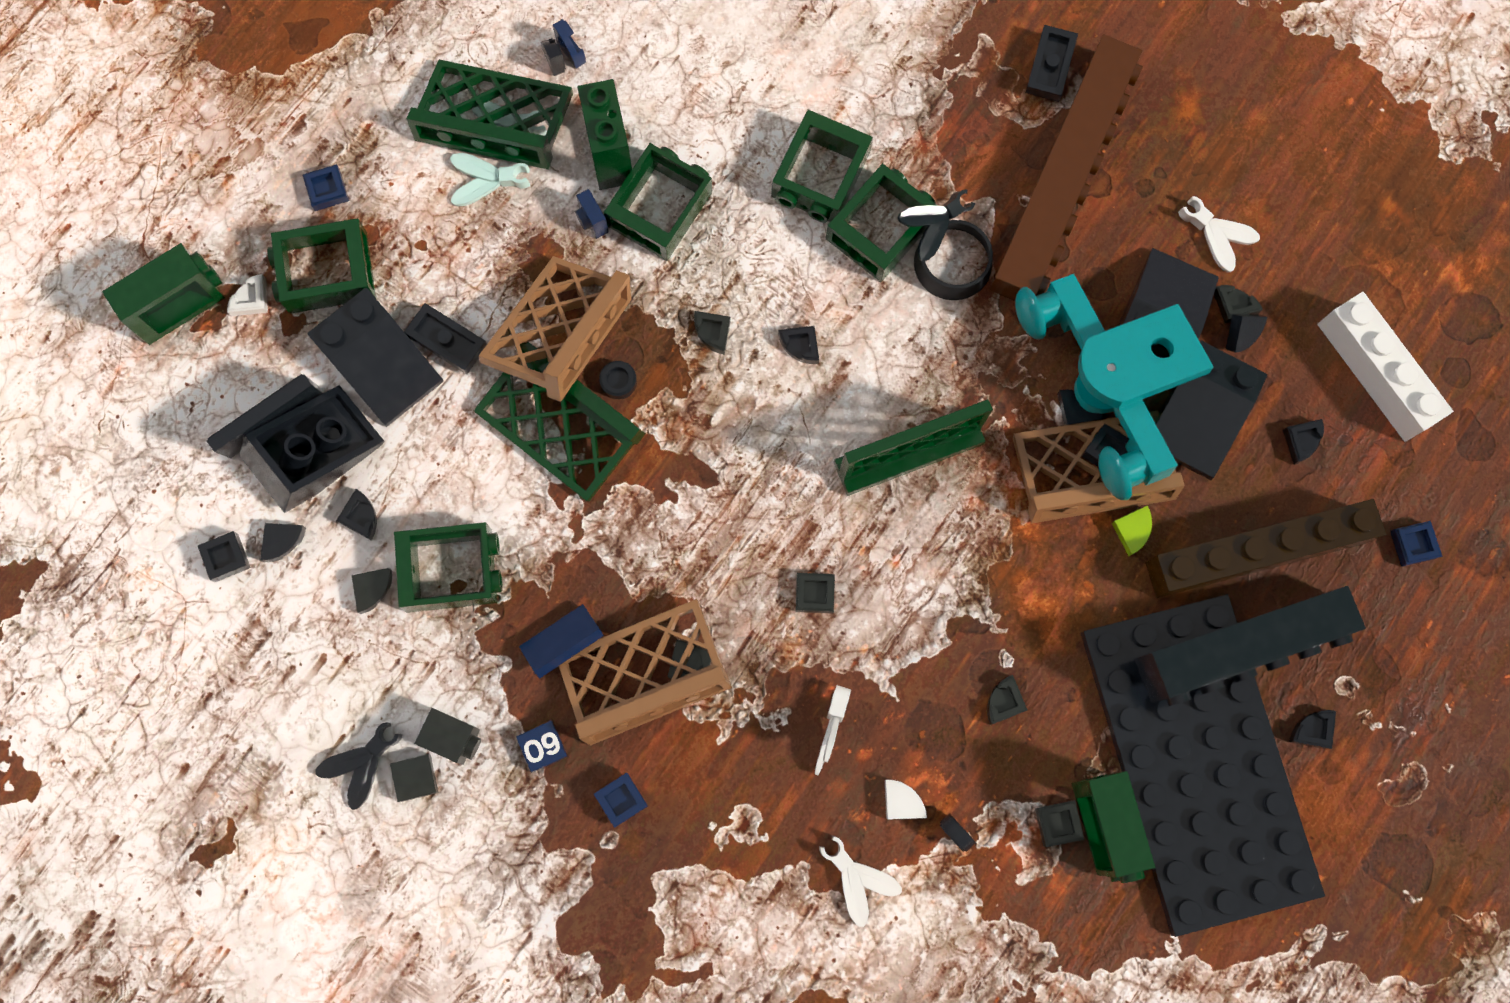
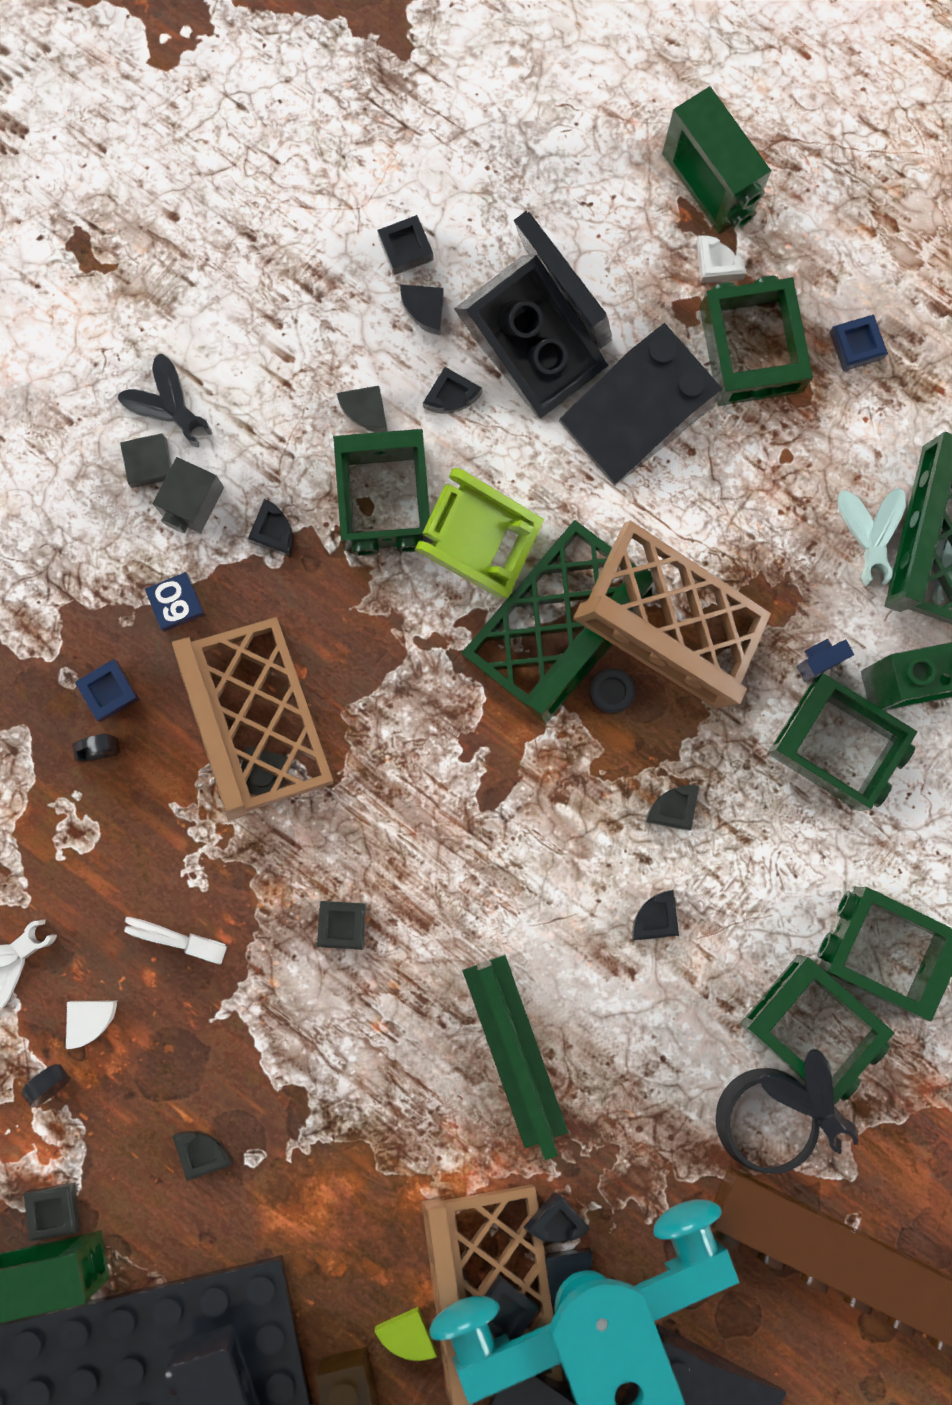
camera: 95 degrees right, 5 degrees up
(445, 338) = (664, 486): black plate -> none
(479, 664) = (272, 530): none -> black tile
(482, 492) = (470, 528): none -> lime container
(561, 641) = (293, 622): dark blue tile -> none
(672, 809) = (95, 748): none -> black tile
(1039, 416) = (556, 1221): none -> black tile

